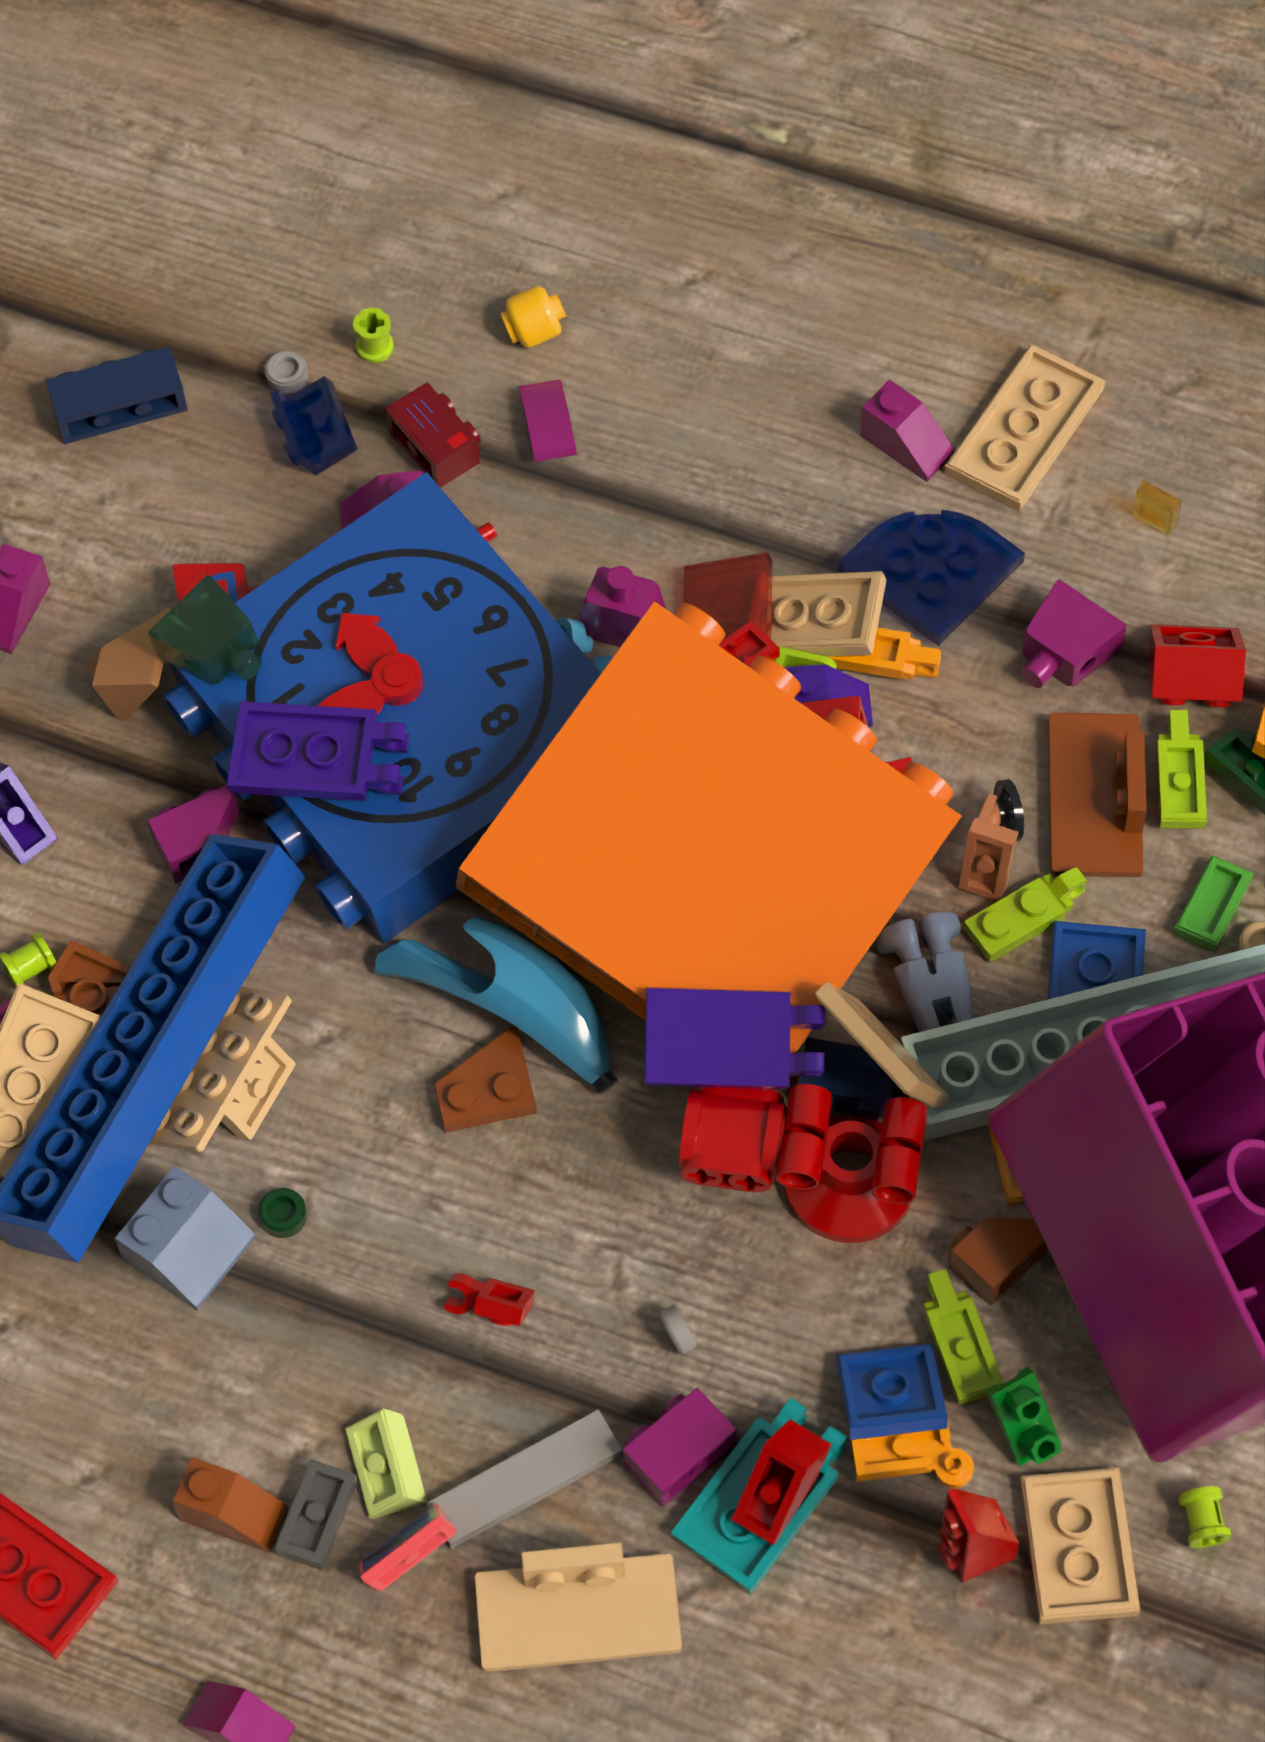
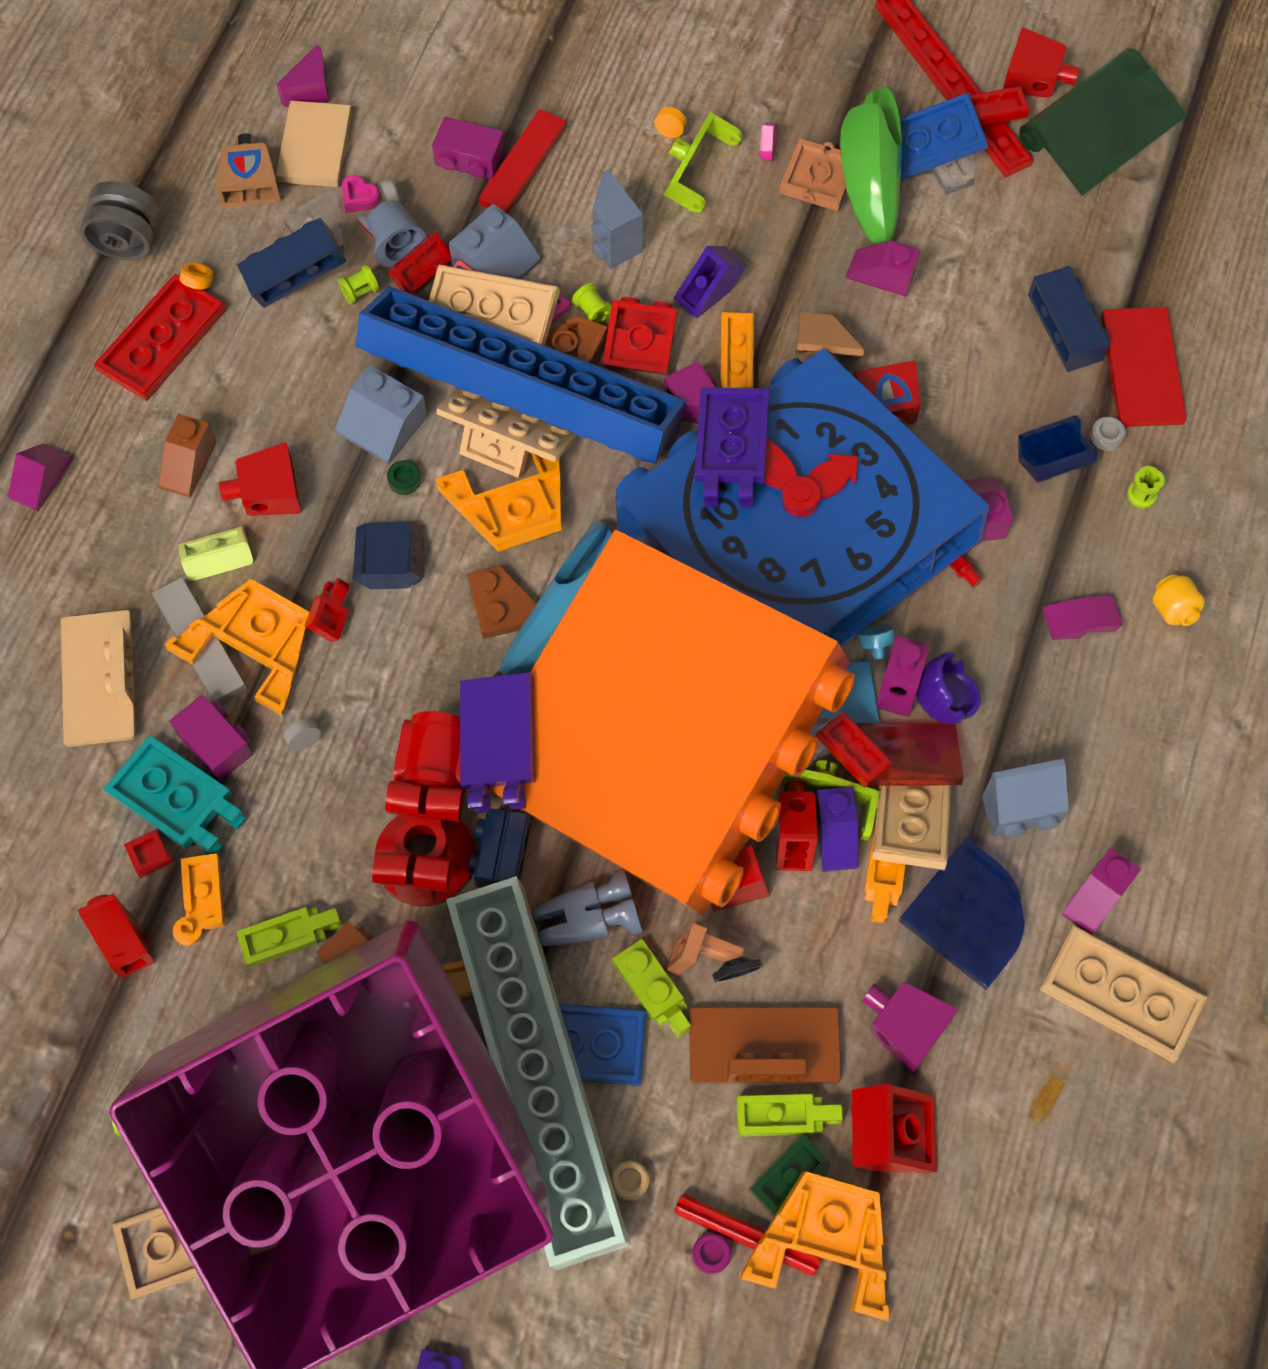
camera: 85 degrees right, 5 degrees up
(90, 898) = (640, 336): none -> red plate
(124, 787) = (737, 350): none -> light orange tile
(195, 322) = (1143, 367): none -> red tile
(207, 635) = (830, 368): clear green torso -> none
(284, 1391) = (264, 483): none -> red torso
(316, 1514) = (177, 509): dark grey plate -> none
(354, 1065) = (513, 511): none -> light orange wing
(406, 1228) = (388, 555): none -> dark blue slope
(406, 1548) = (148, 563): coral slope -> none
(433, 434) = (1057, 534): dark red brick -> none
(514, 1388) = (258, 626): none -> light orange wing
(654, 558) = (948, 691): none -> dark purple piece
(780, 1480) = (171, 800): red slope -> none
(795, 493) = (1027, 798): none -> sand blue slope
(842, 1528) = (148, 853): none -> red tile
(882, 1046) = (492, 852): tan tile -> none
(891, 1391) = (245, 883): blue tile -> none
(1024, 1419) = (213, 978): green hips -> none
(1079, 1546) = (122, 1022): tan tile -> none
(1213, 903) = (667, 1141): bright green tile -> none

